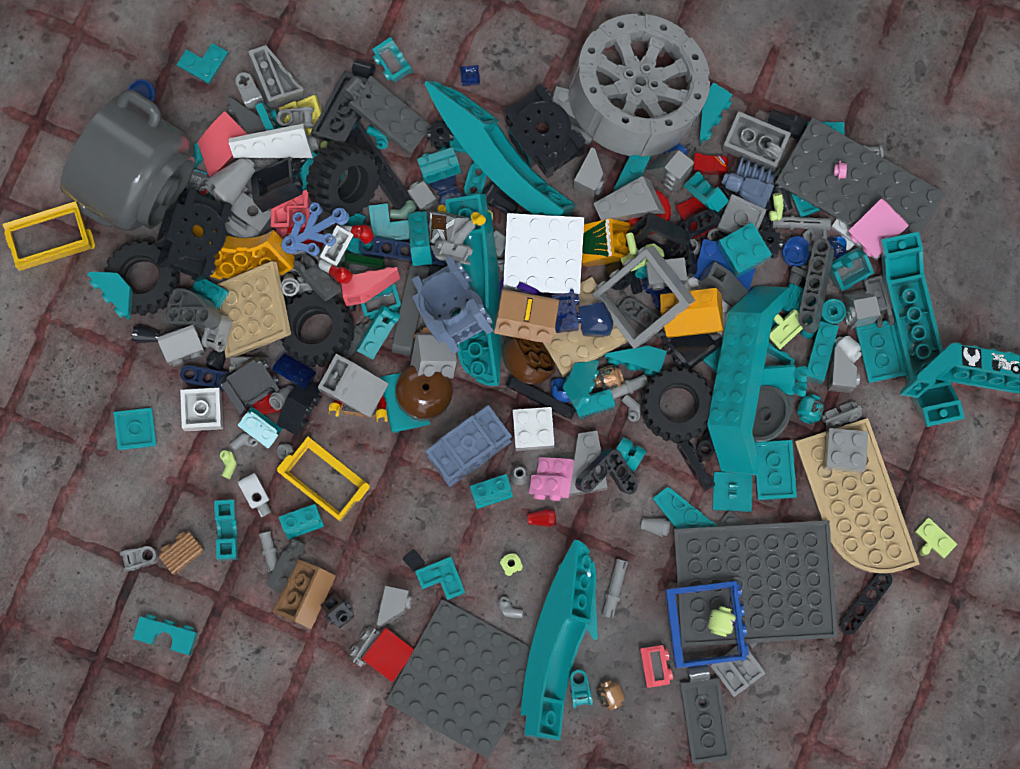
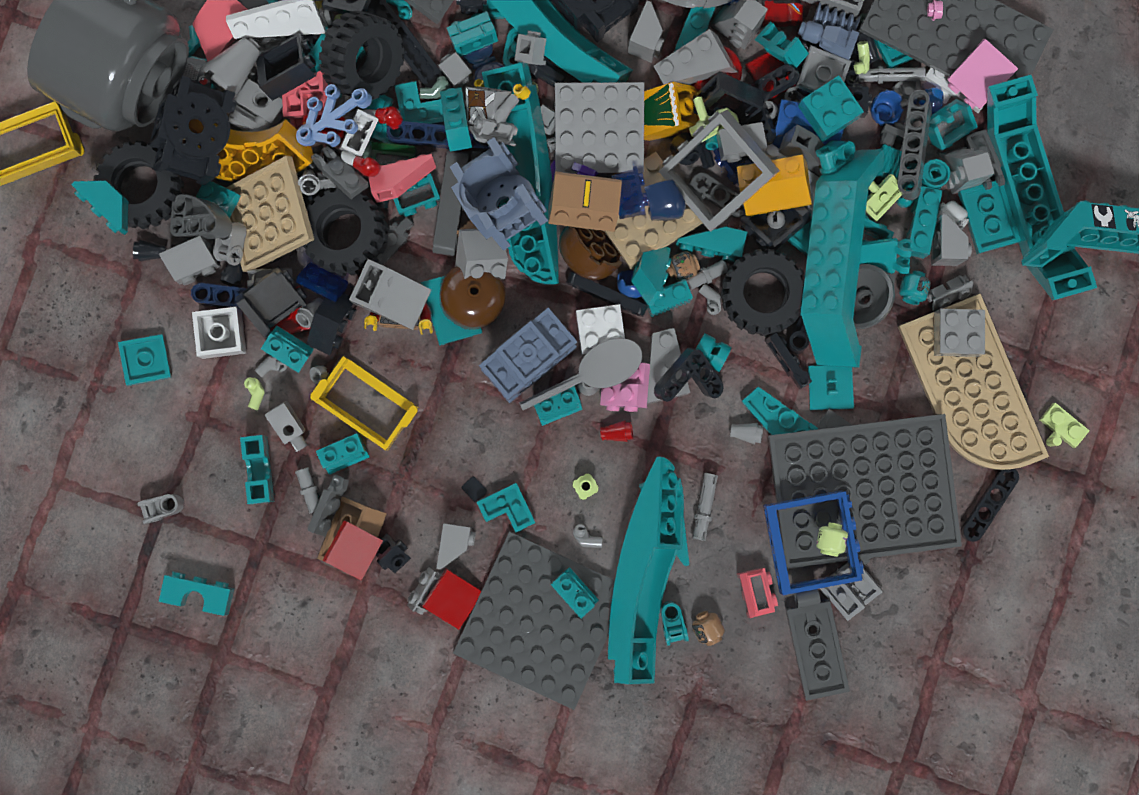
camera: 10 degrees left, 5 degrees up
(181, 552) = (207, 498): medium nougat brick -> none
(305, 604) = (352, 550): none -> tile
(377, 332) = (414, 230): teal plate -> none
(488, 182) = (530, 48): none -> light grey brick
(495, 654) = (575, 592): none -> teal window
(531, 460) = (600, 368): none -> light grey piece
(696, 342) = (780, 219): none -> light grey hinge
(746, 290) = (835, 155): none -> teal piece
(775, 470) = (879, 361): teal plate -> none

